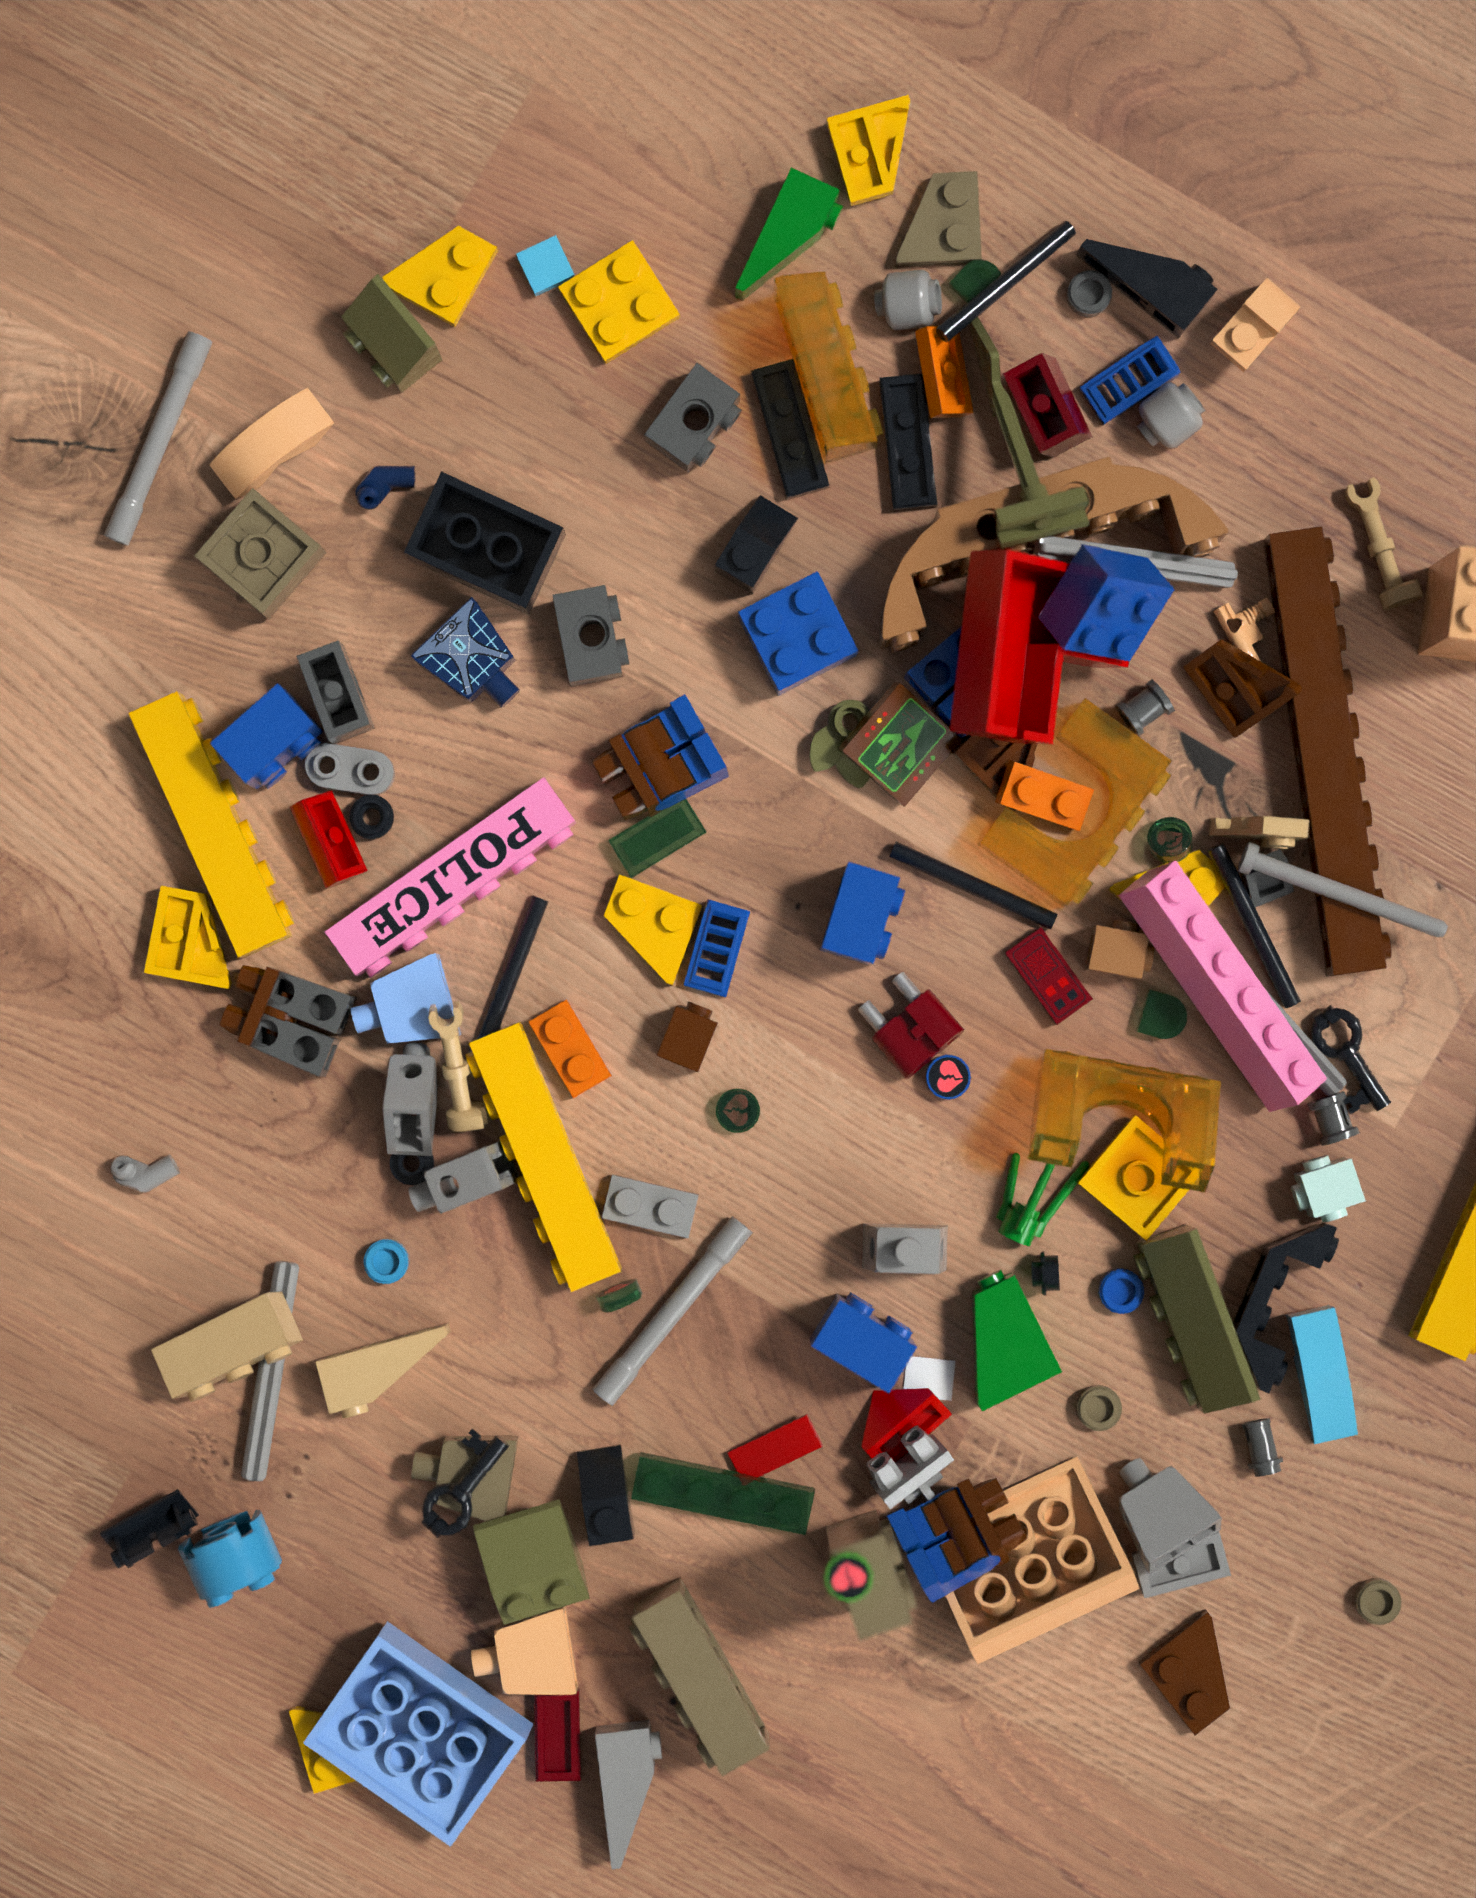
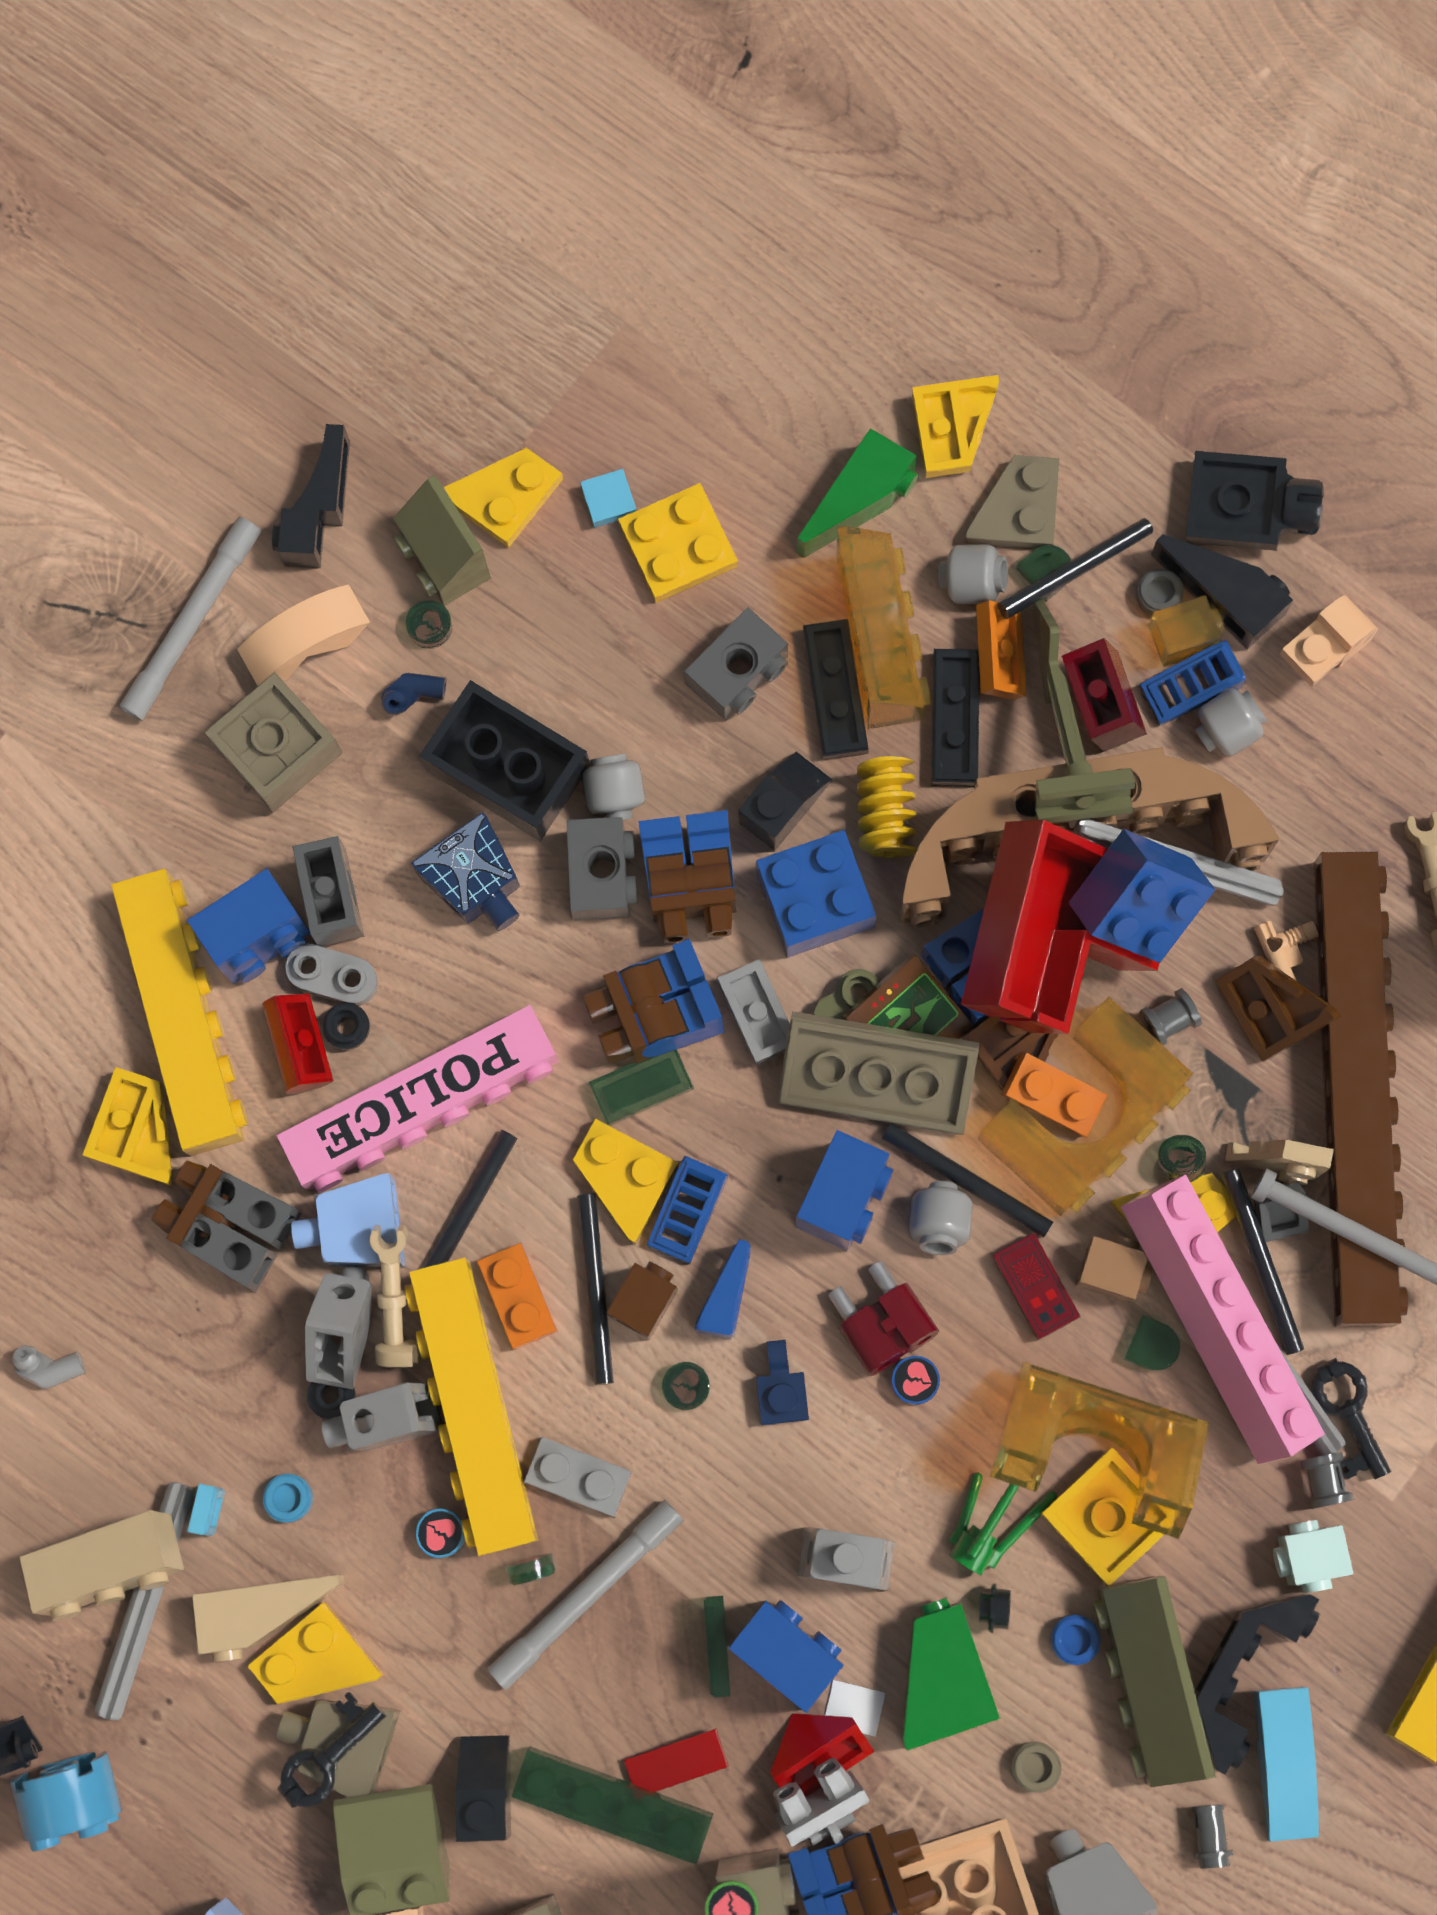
camera: 15 degrees right, 10 degrees down
(252, 336) = (321, 504): none -> black slope
(314, 1283) = (206, 1510): none -> medium azure tile
(390, 414) = (429, 624): none -> clear green tile
(433, 1402) = (314, 1659): none -> yellow wing
(531, 1274) = (440, 1533): none -> tile
(591, 554) = (613, 786): none -> light grey head
(641, 1032) = (595, 1289): none -> black bar
(681, 643) = (695, 889): none -> reddish brown hips
(757, 753) = (756, 1010): none -> light grey plate
(762, 1032) = (723, 1304): none -> blue slope
(798, 1341) = (717, 1646): none -> clear green tile
(826, 1105) = (782, 1393): none -> dark blue plate
(853, 541) = (884, 807): none -> yellow piece
(878, 797) = (878, 1073): none -> dark tan tile
(953, 925) = (940, 1218): none -> light grey head
(1118, 330) = (1185, 630): none -> clear yellow brick
(1165, 192) = (1249, 501): none -> black plate

